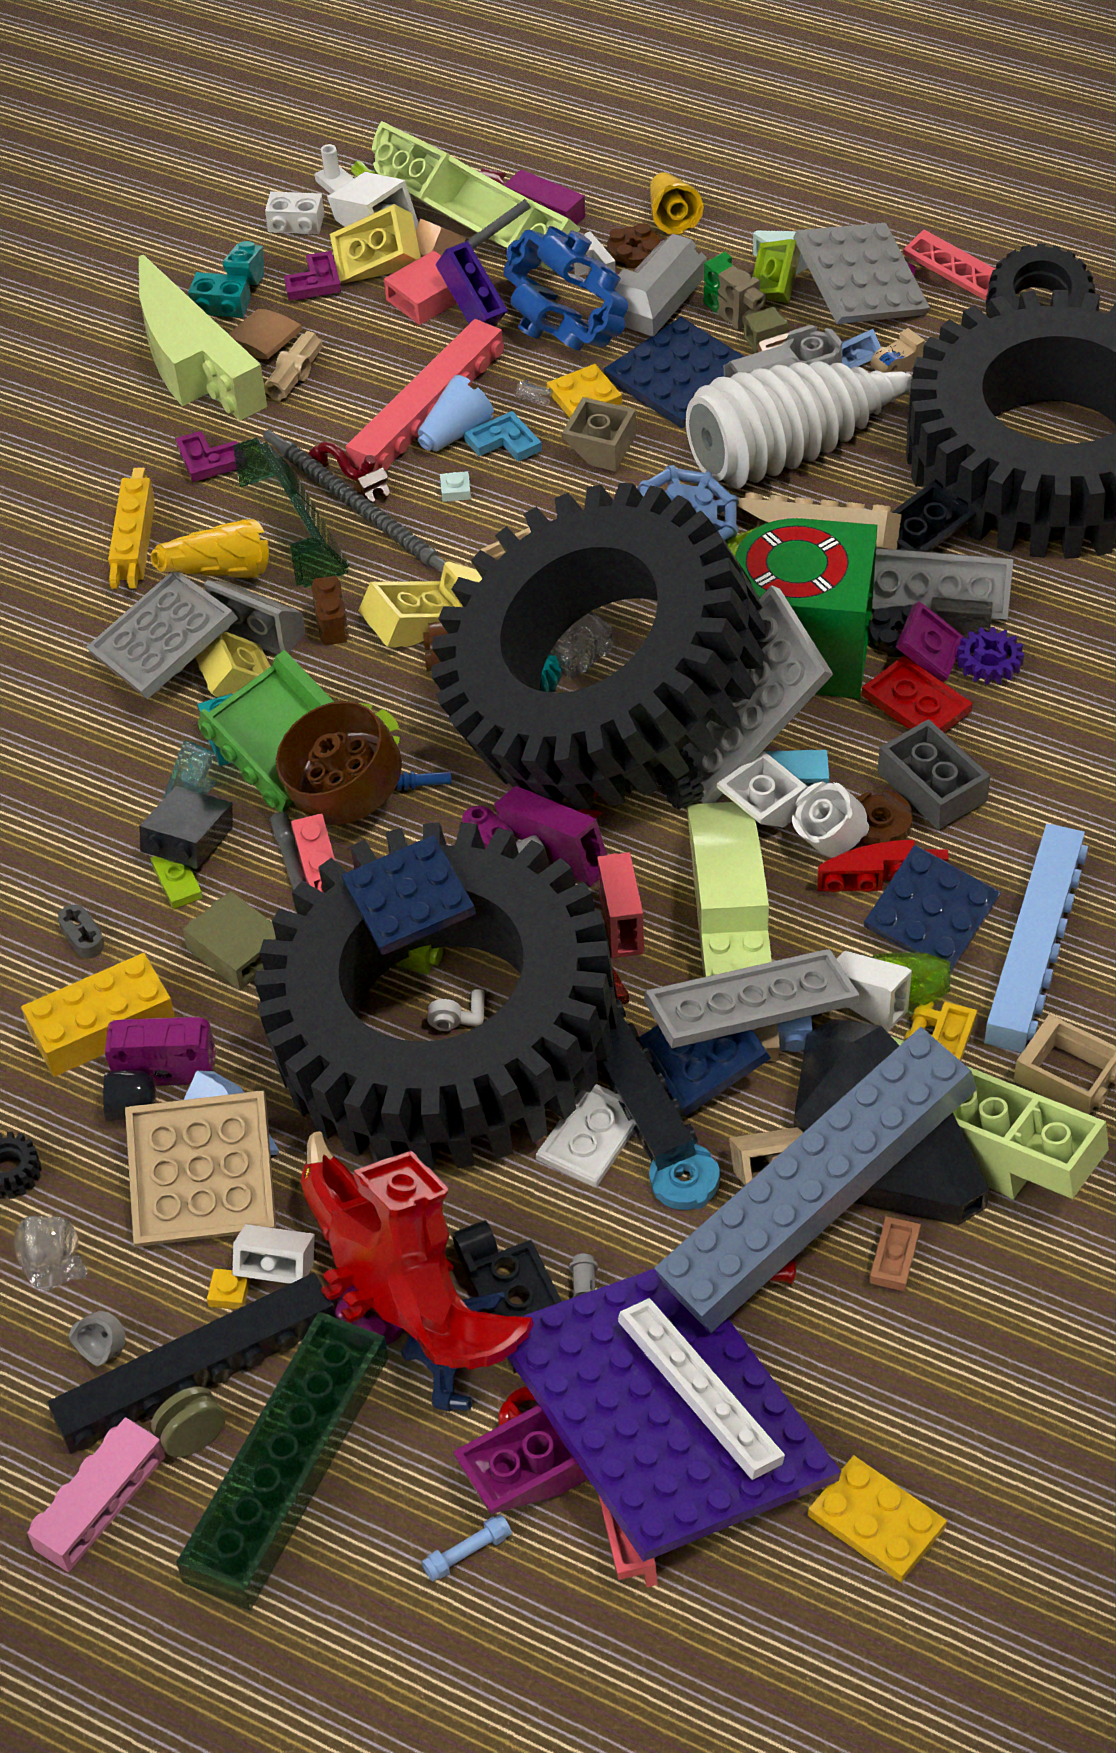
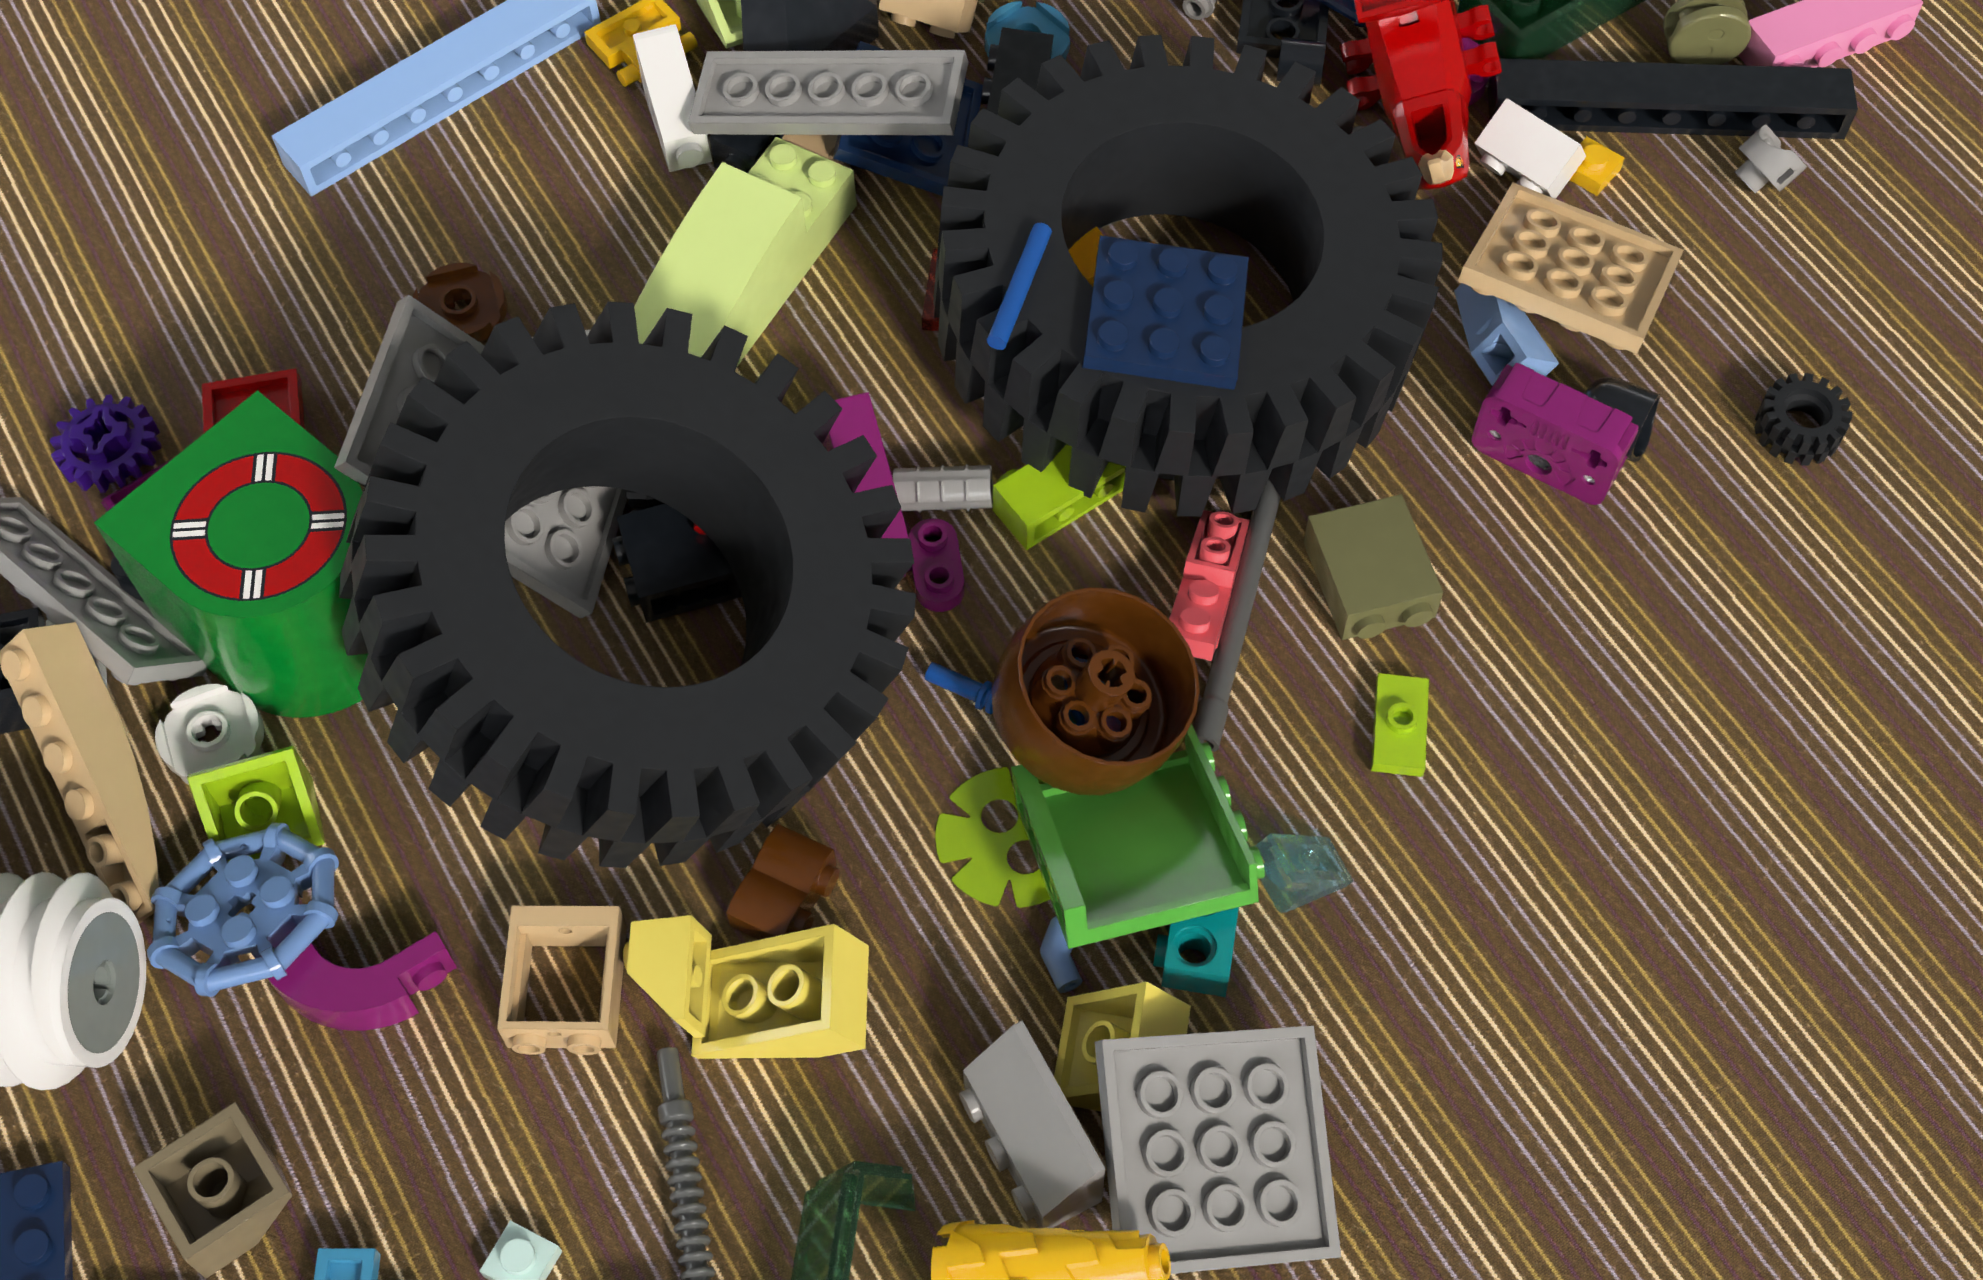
camera: 150 degrees left, 10 degrees up
(48, 1251) = (1790, 286): clear piece -> none
(74, 1020) = (1608, 550): yellow brick -> none
(75, 934) = (1585, 708): dark grey beam -> none
(186, 827) = (1356, 766): black brick -> none
(330, 610) = (902, 1081): reddish brown brick -> none
(501, 857) = (1019, 286): none -> blue bar
(621, 905) = (865, 326): coral brick -> none
(830, 818) = (526, 287): white brick -> none
(867, 866) = (528, 248): red slope -> none
(929, 974) = (612, 89): clear neon green slope -> none
(932, 907) = (520, 152): dark blue plate -> none
(933, 774) = (345, 301): dark grey brick -> none
(963, 614) = (65, 525): clear smoke slope -> none

